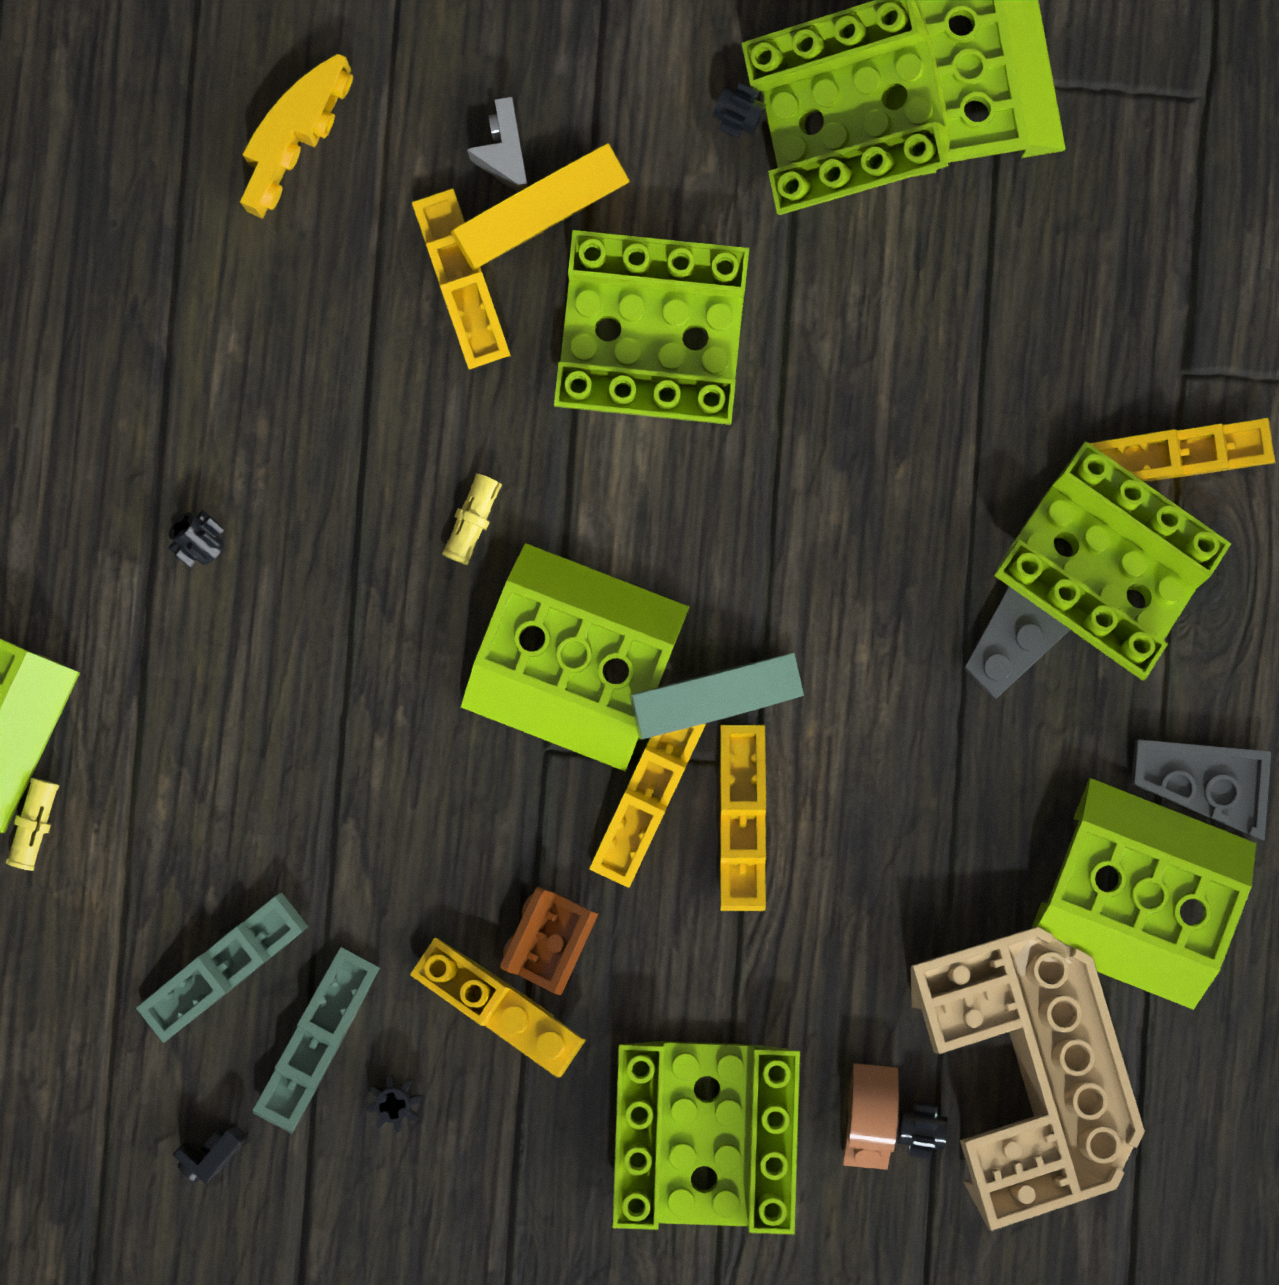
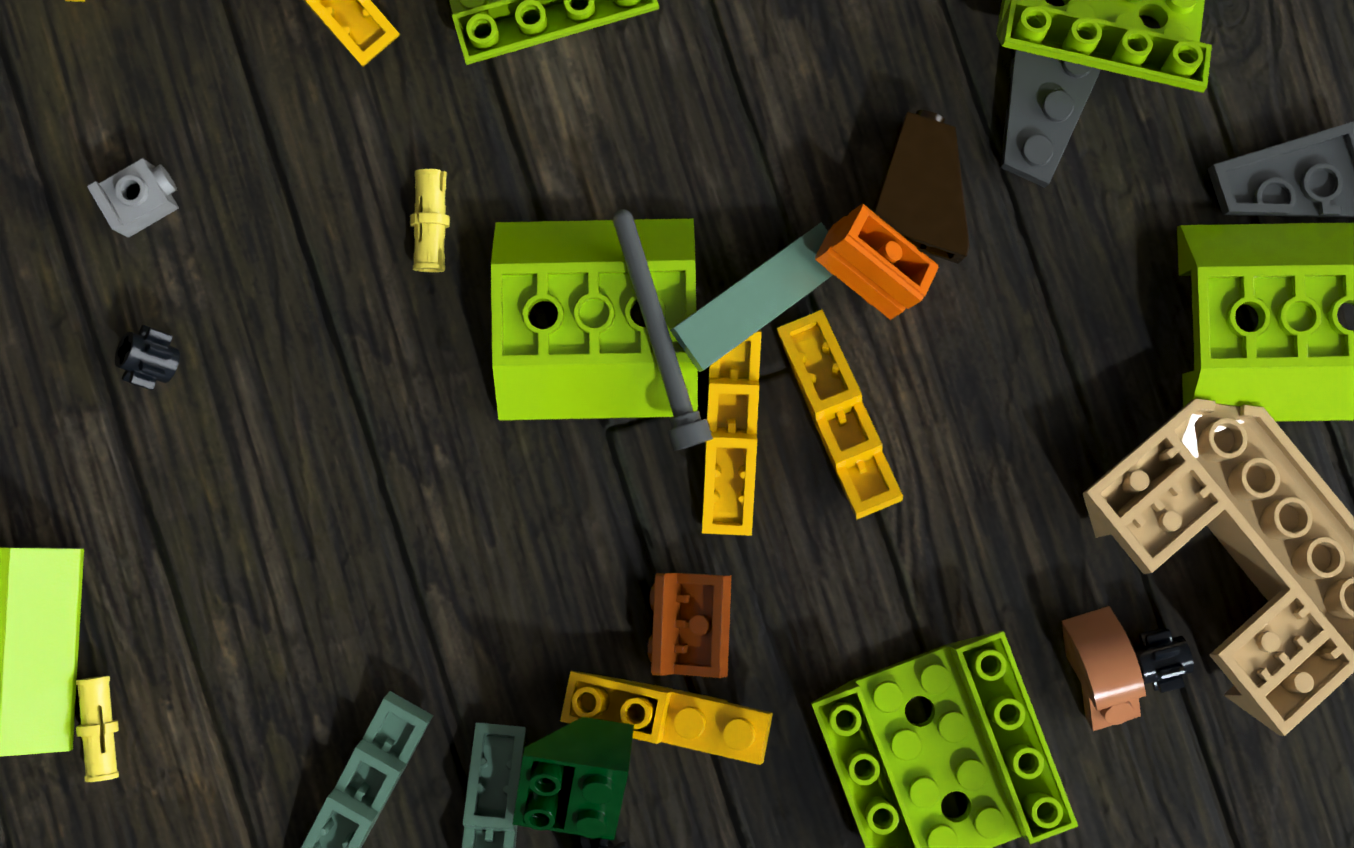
camera: 30 degrees left, 0 degrees up
(253, 412) = (151, 204): none -> light grey brick
(403, 1026) = (575, 779): none -> dark green slope
(611, 778) = (687, 425): none -> dark grey piece
(823, 706) = (876, 262): none -> orange brick
(887, 661) = (924, 187): none -> dark brown slope

